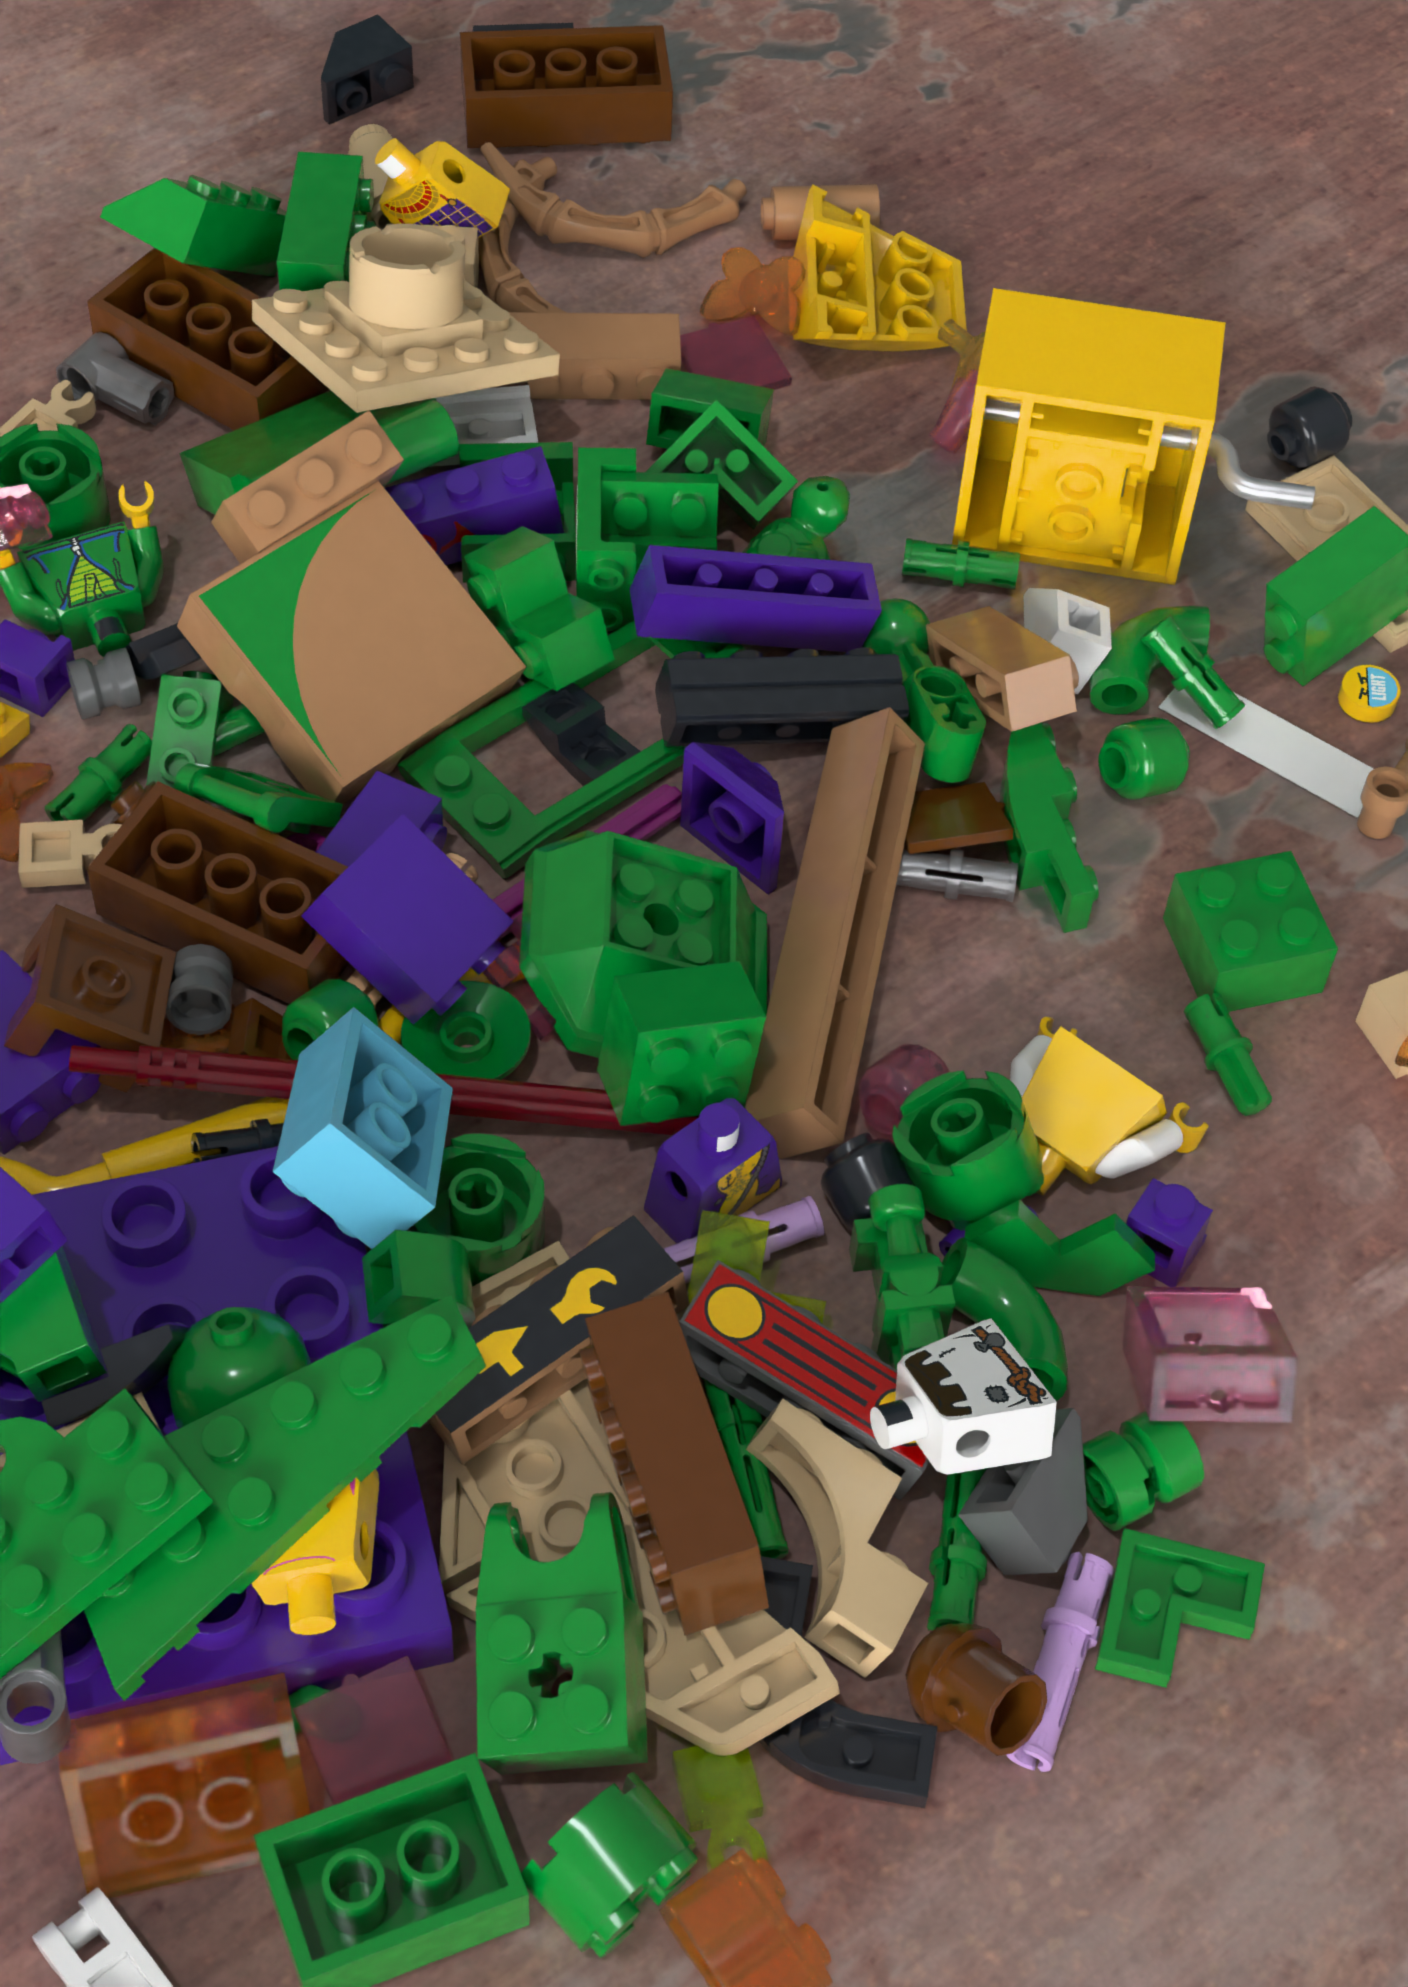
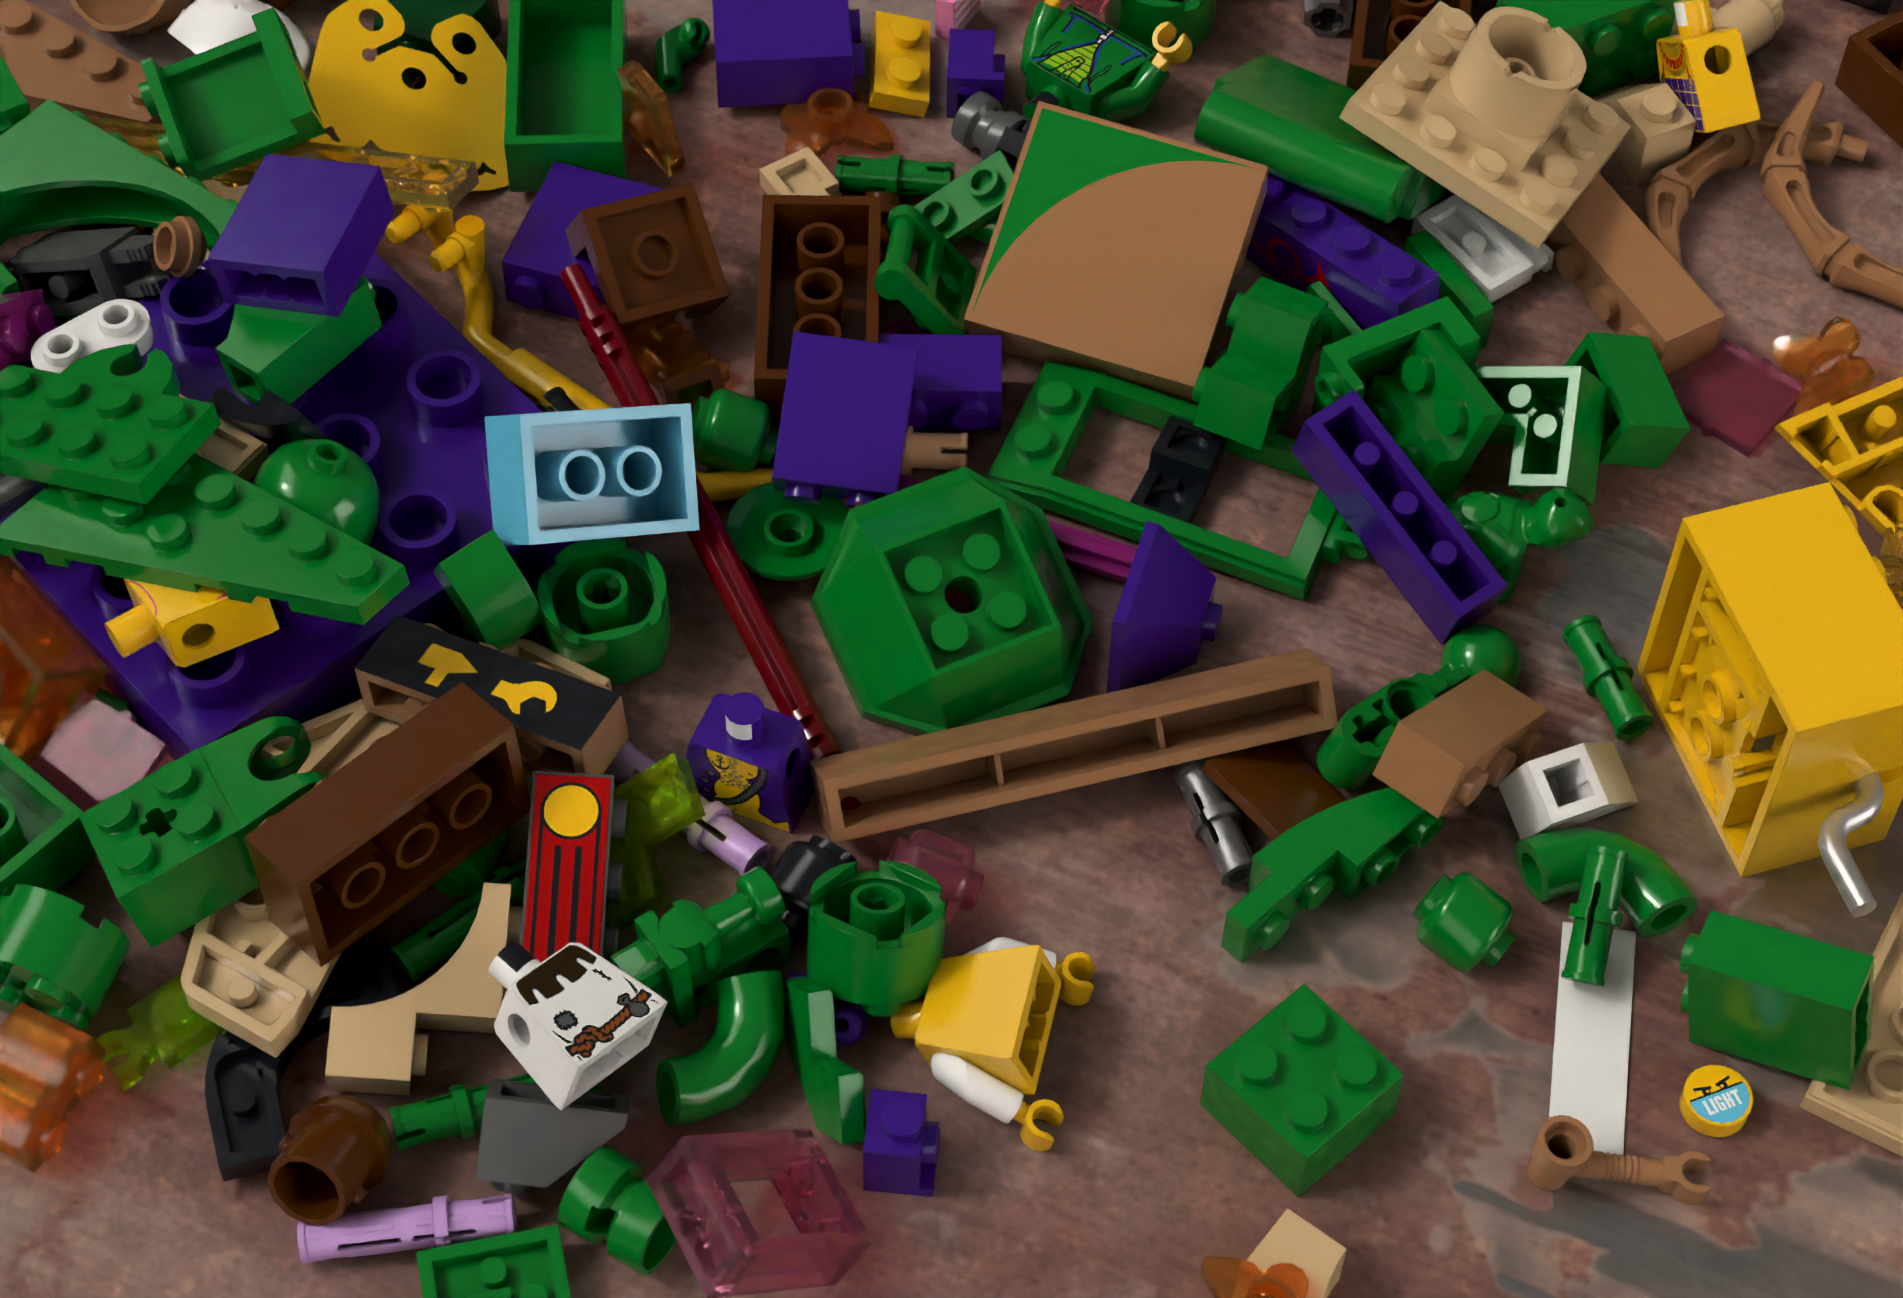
camera: 65 degrees right, 0 degrees up
(200, 990) = (714, 331): dark grey wheel -> none
(307, 486) = (1222, 121): medium nougat brick -> none
(679, 1041) = (831, 660): green piece -> none
(773, 697) = (1304, 589): black brick -> none
(1228, 1053) = (1148, 1130): green axle -> none

